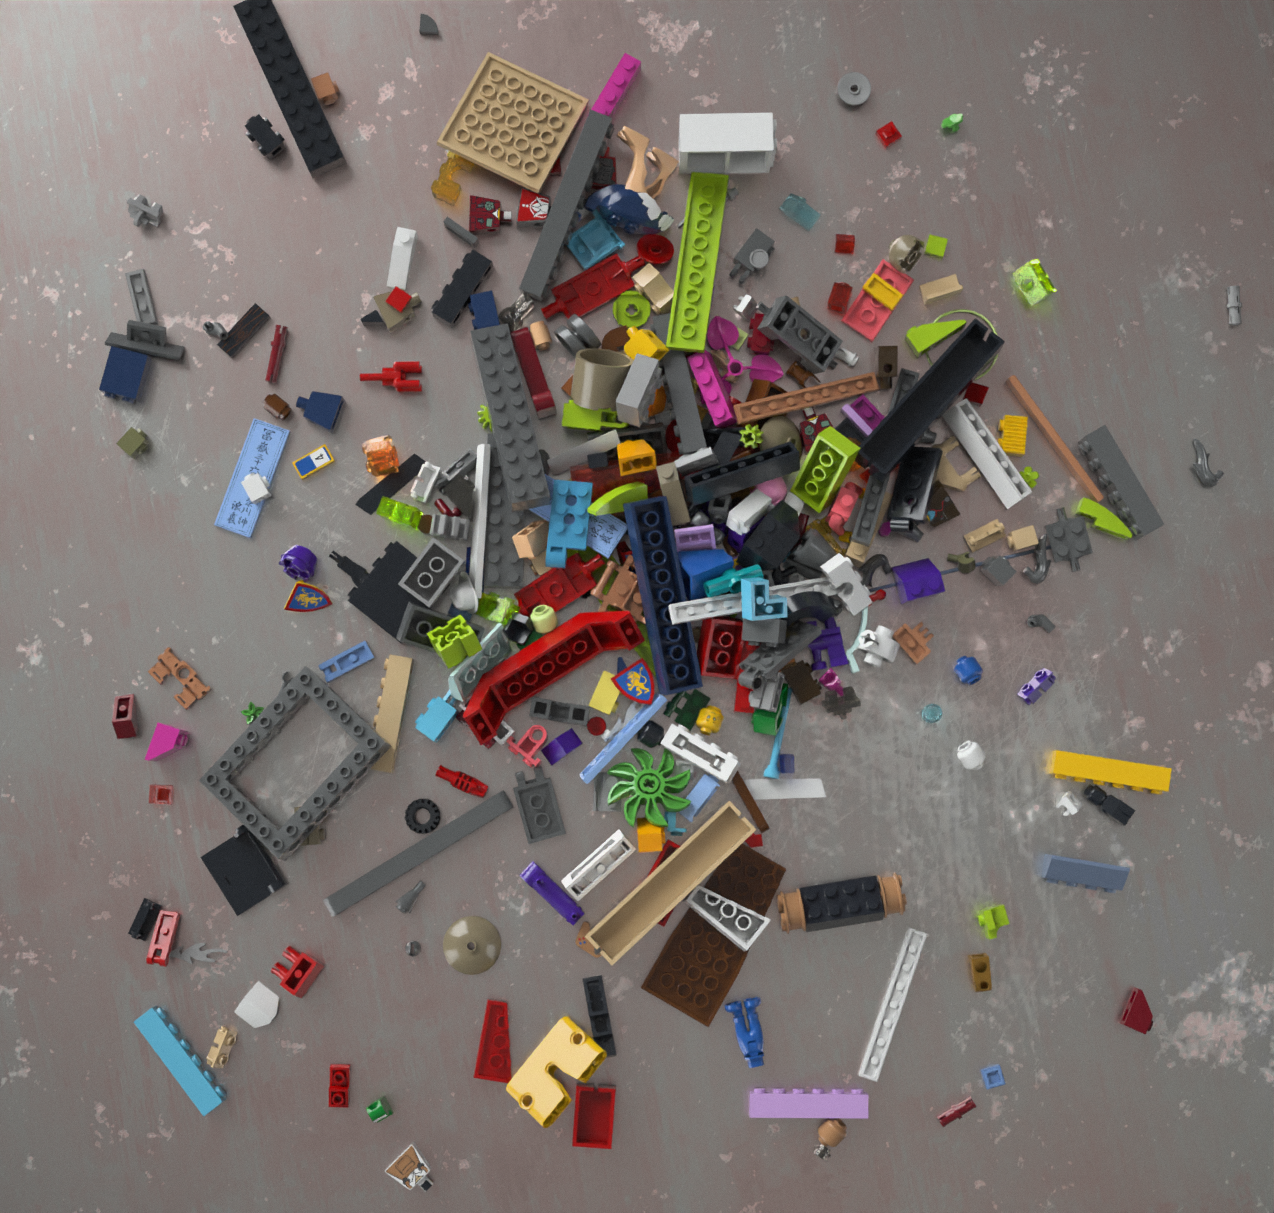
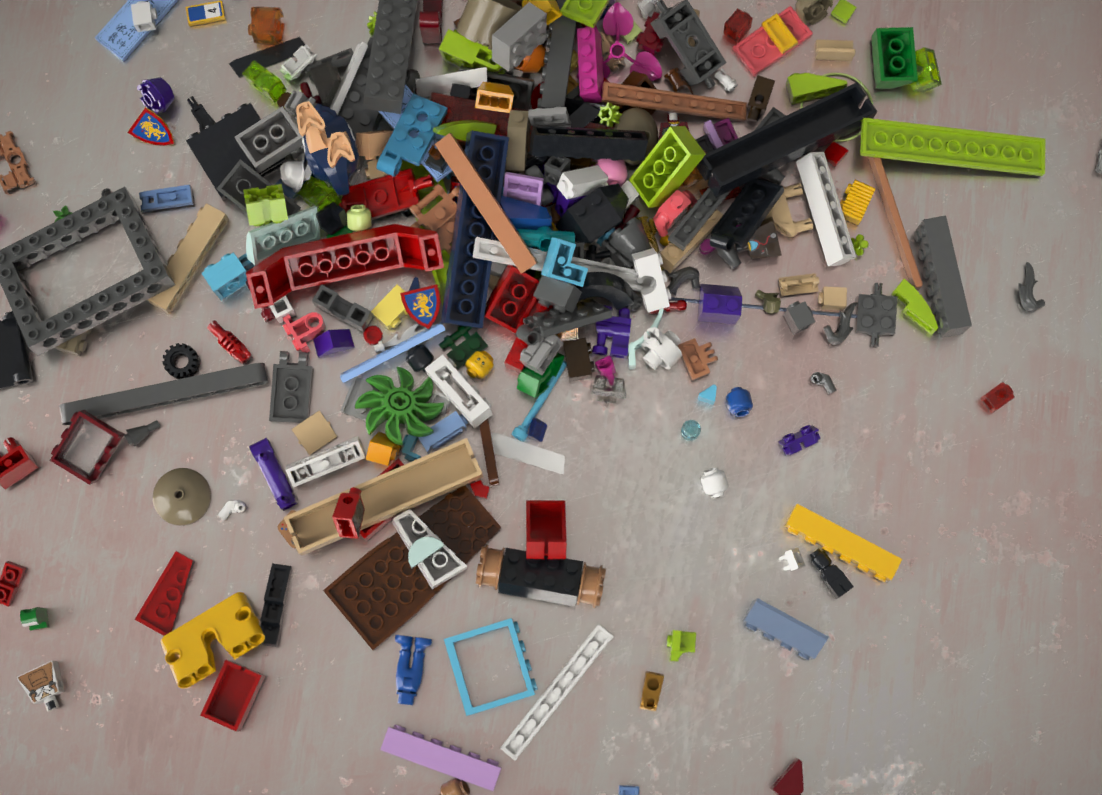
camera: 20 degrees right, 5 degrees down
(365, 931) = (86, 446): none -> window
(417, 948) = (129, 482): dark grey hinge -> none
(495, 562) = (328, 145): none -> animal
(524, 938) = (231, 507): none -> white arm
(575, 840) = (314, 432): none -> tan piece
(603, 538) = (436, 160): none -> pearl dark grey piece
(647, 912) = (349, 514): none -> red torso
(668, 569) = (486, 203): none -> nougat tile
(725, 919) = (423, 549): none -> light aqua tile
(831, 858) = (545, 529): none -> red piece
(854, 990) = (460, 680): none -> medium azure window
(937, 673) = (708, 395): none -> medium azure slope
(1001, 279) = (894, 57): none -> green slope
(1087, 350) = (952, 147): none -> lime plate
(1209, 580) = (998, 397): none -> clear red brick

